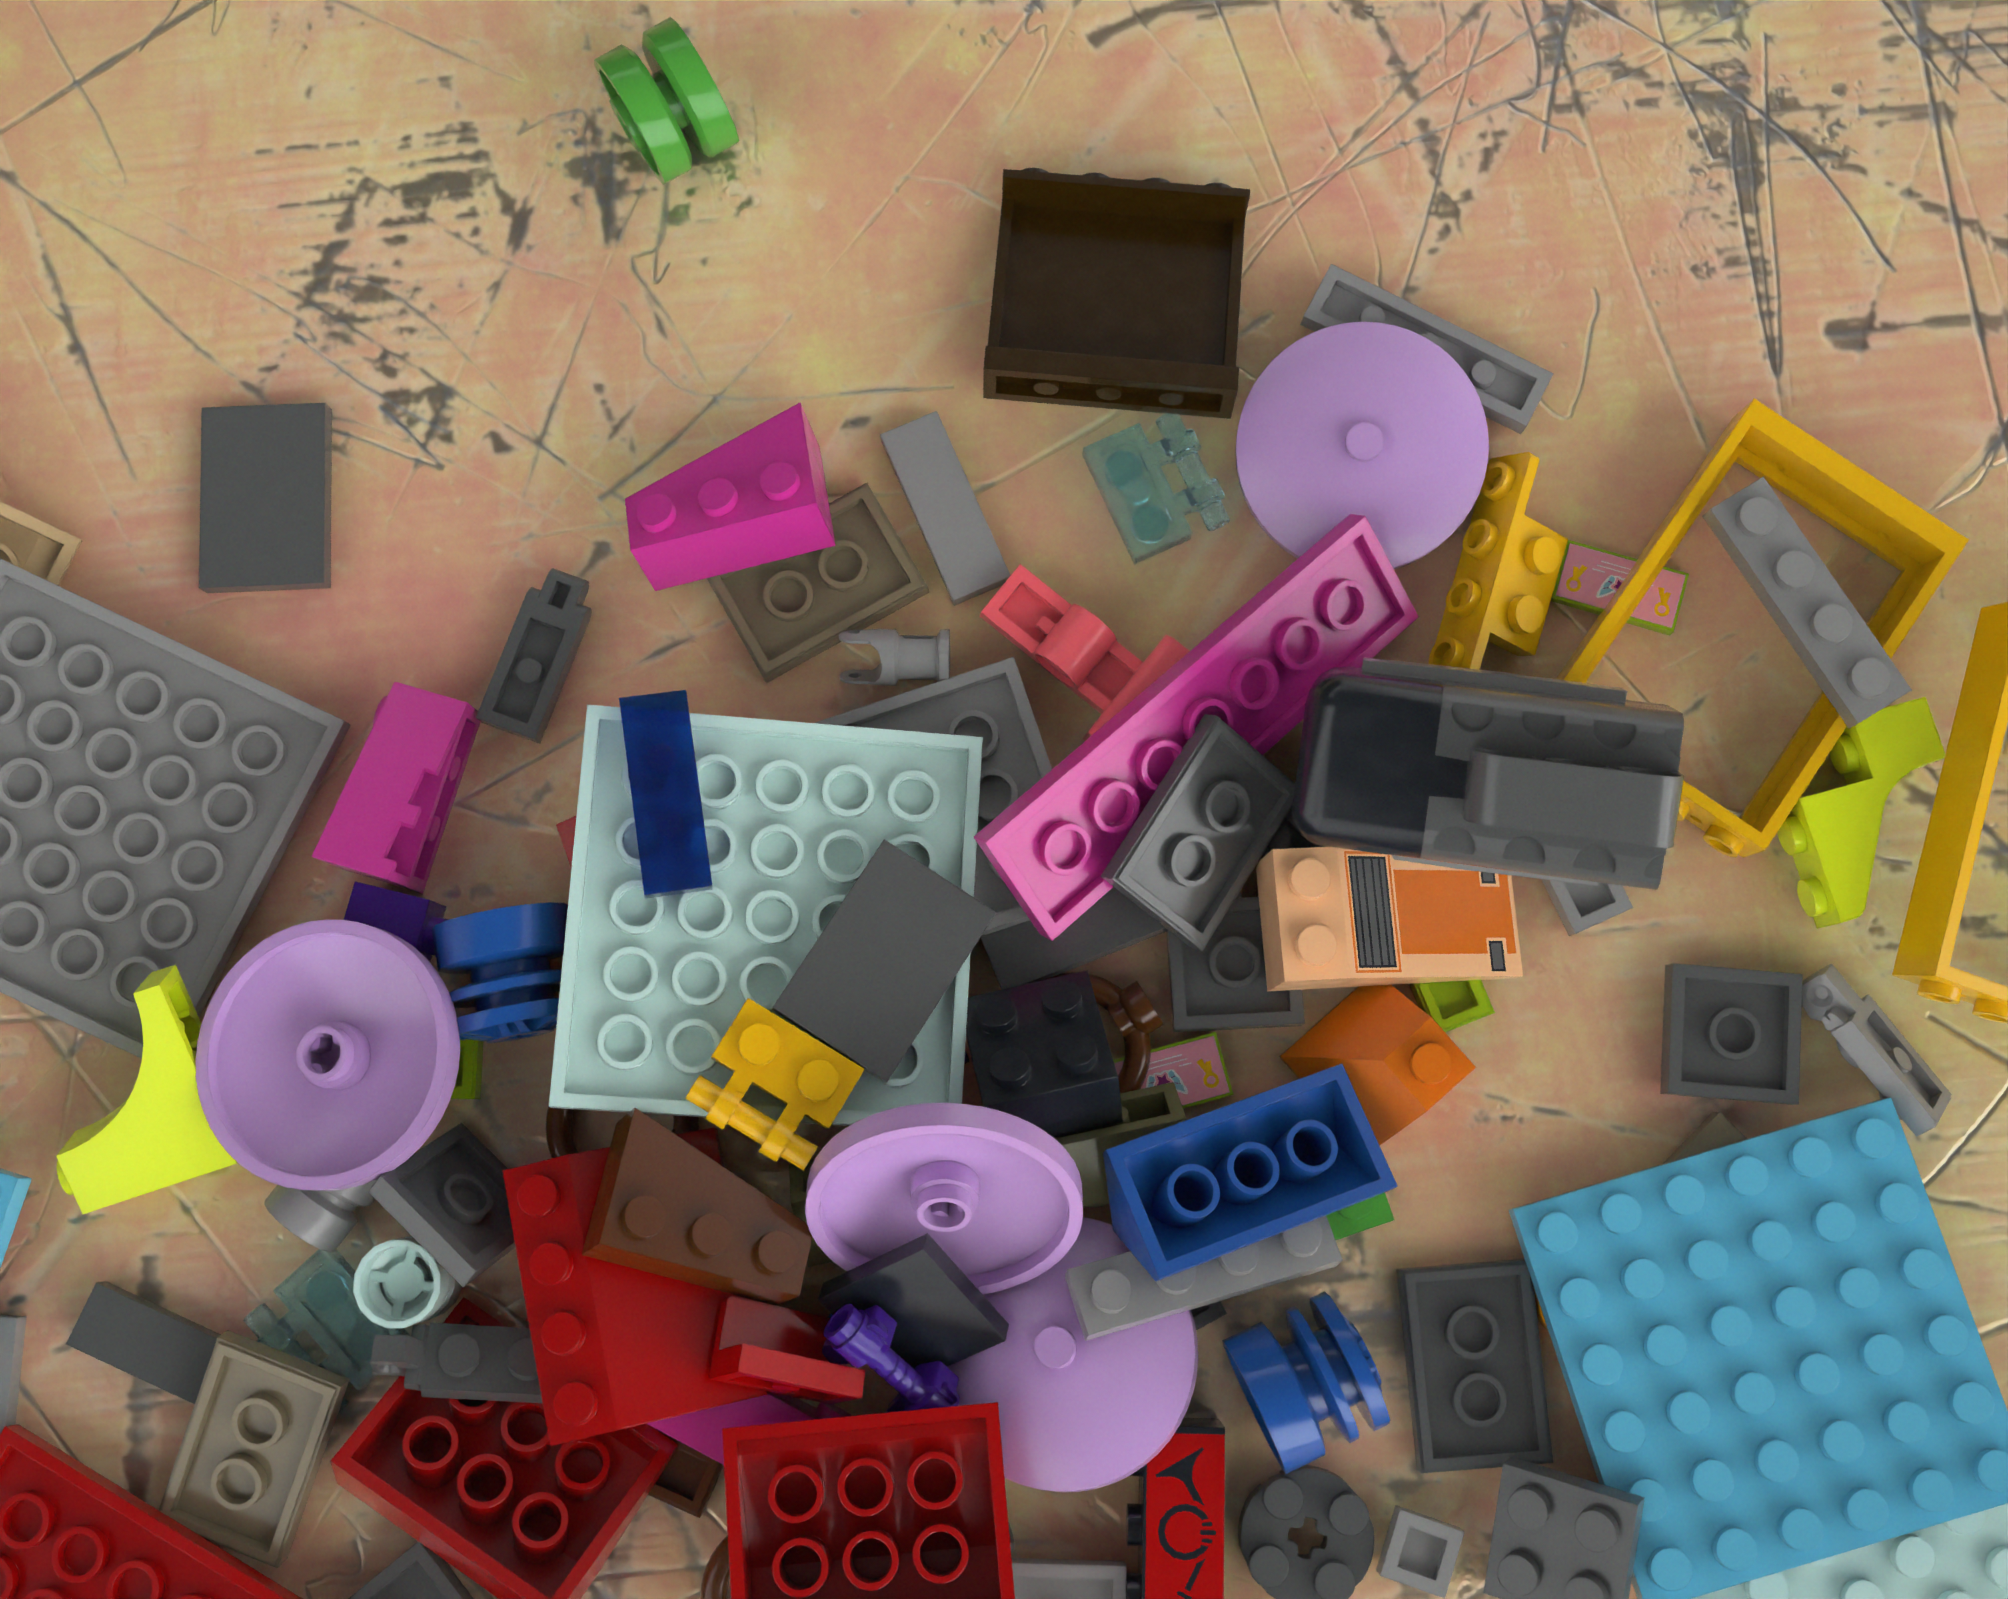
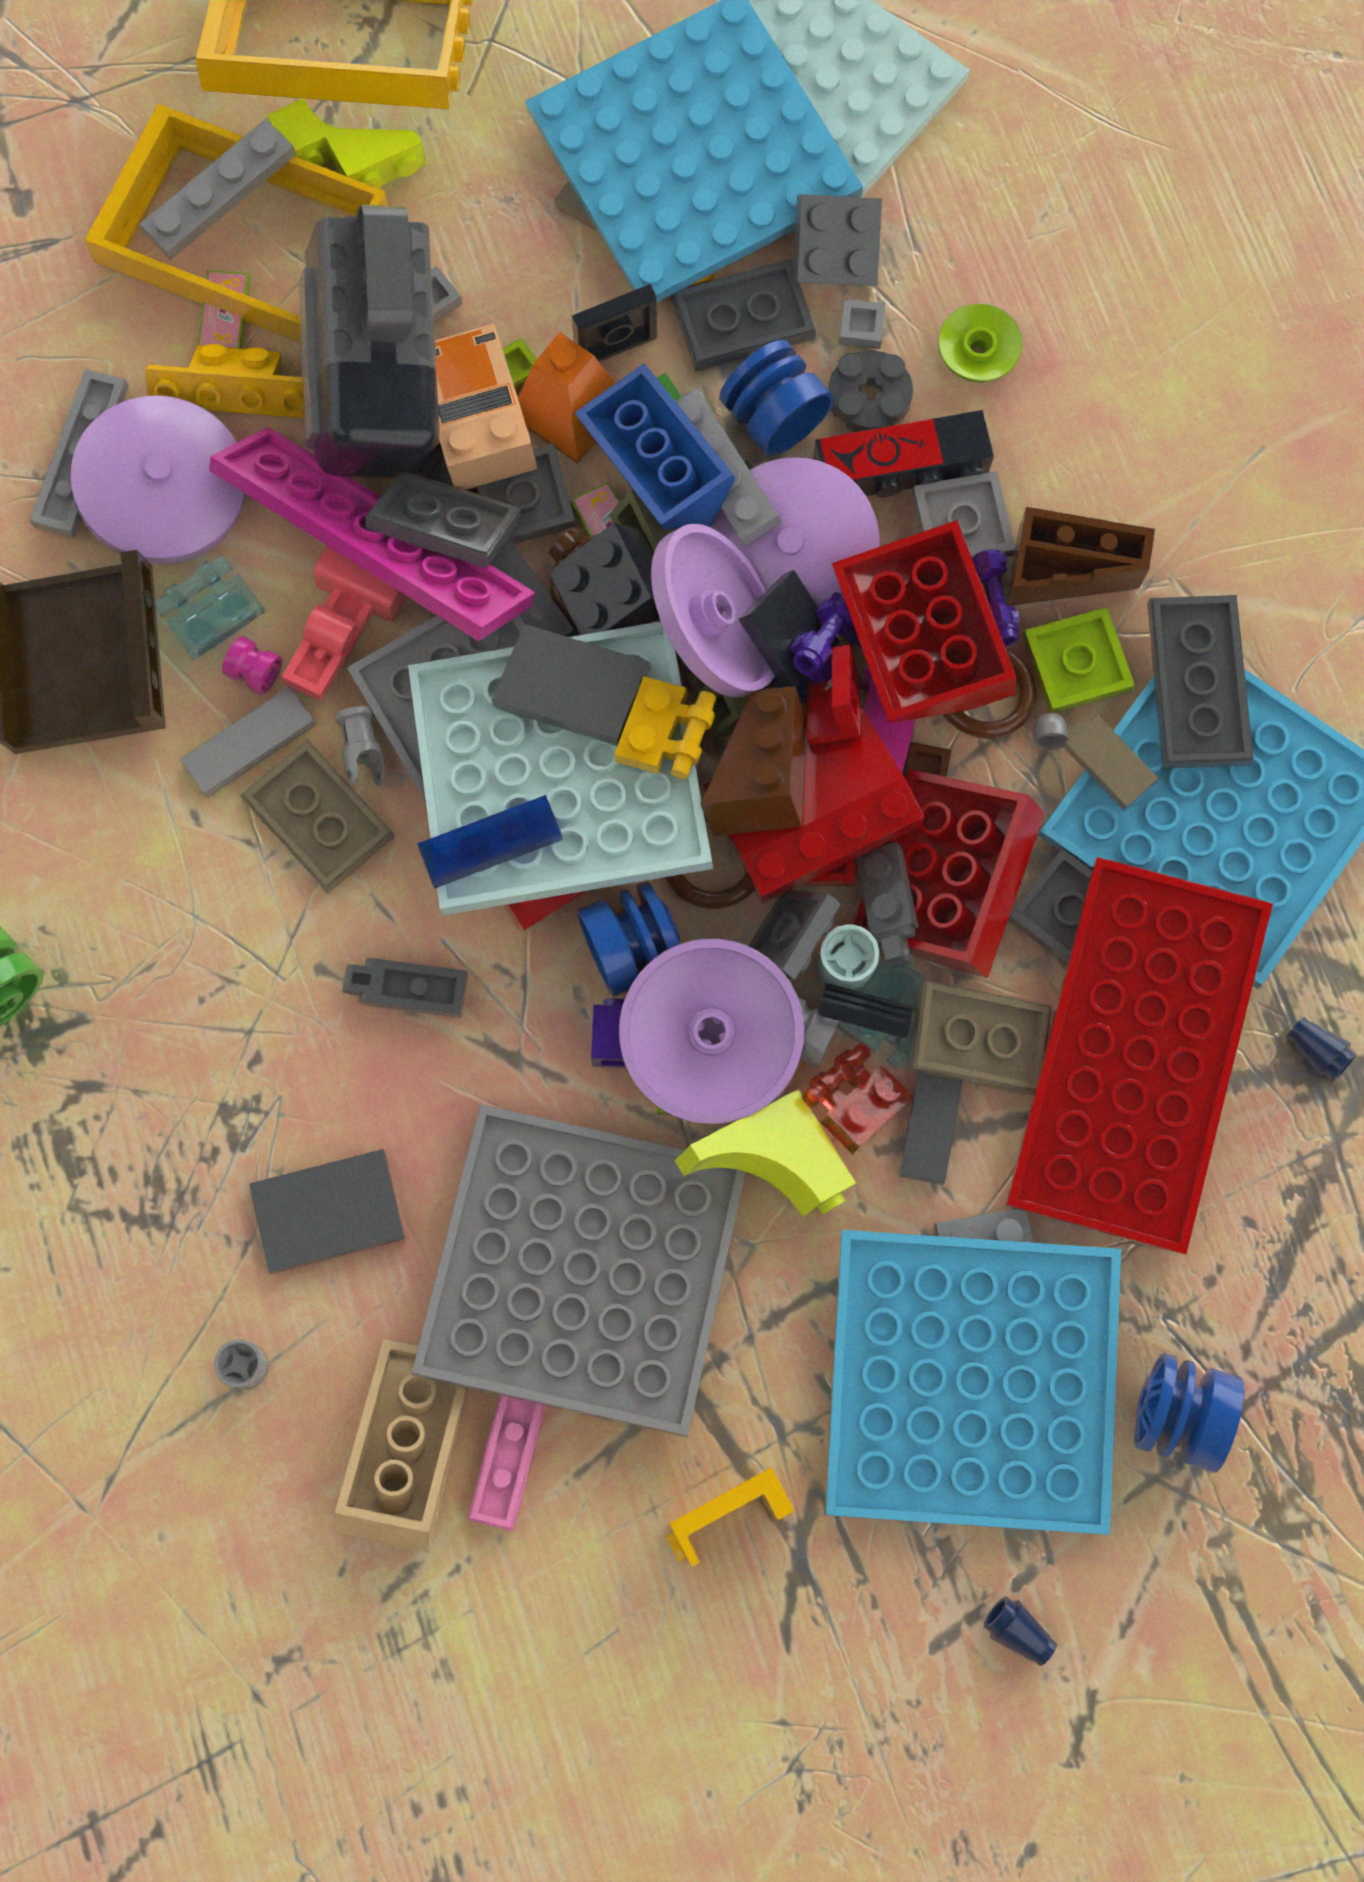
camera: 105 degrees left, 5 degrees down
(89, 351) = (235, 1360): none -> light grey wheel
(193, 1255) = (863, 1111): none -> clear red plate
(324, 1291) = (866, 1010): none -> black tile
(401, 788) = (518, 1050): dark pink wedge -> none
(734, 506) = (275, 867): dark pink wedge -> none
(1051, 529) = (253, 665): none -> dark pink wheel
(1474, 1157) = (617, 324): none -> black tile
(1731, 1034) = (504, 199): dark grey plate -> none
(1877, 1048) = (494, 118): light grey hinge -> none

